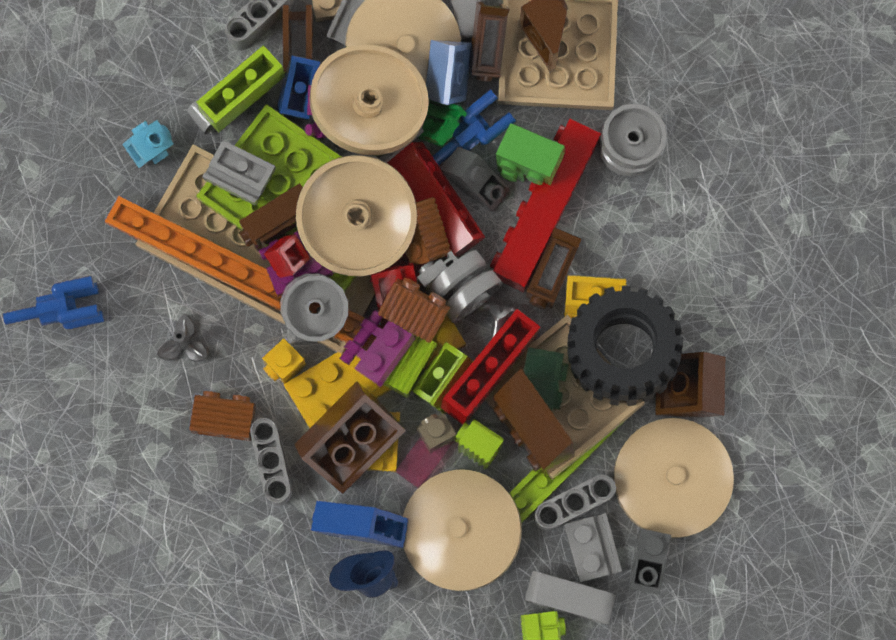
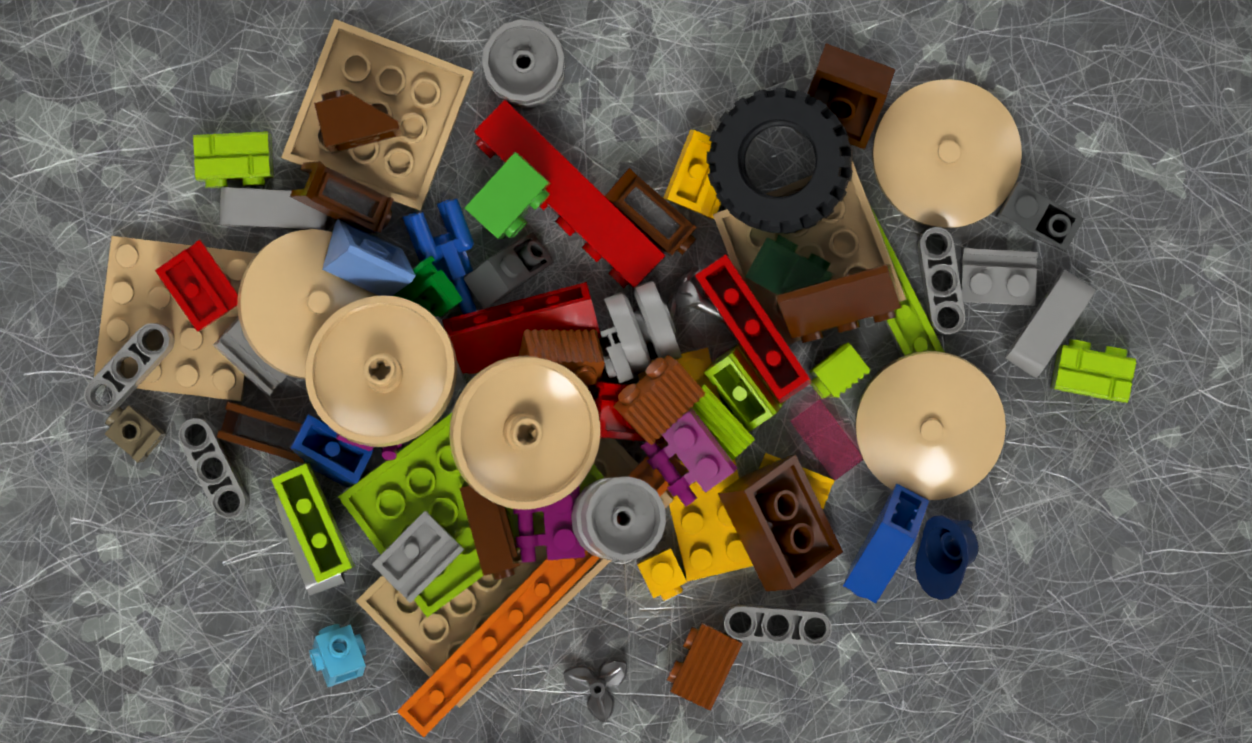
camera: 75 degrees left, 10 degrees up
(287, 256) = (544, 531): red slope -> none
(436, 432) = (806, 418): dark tan brick -> none

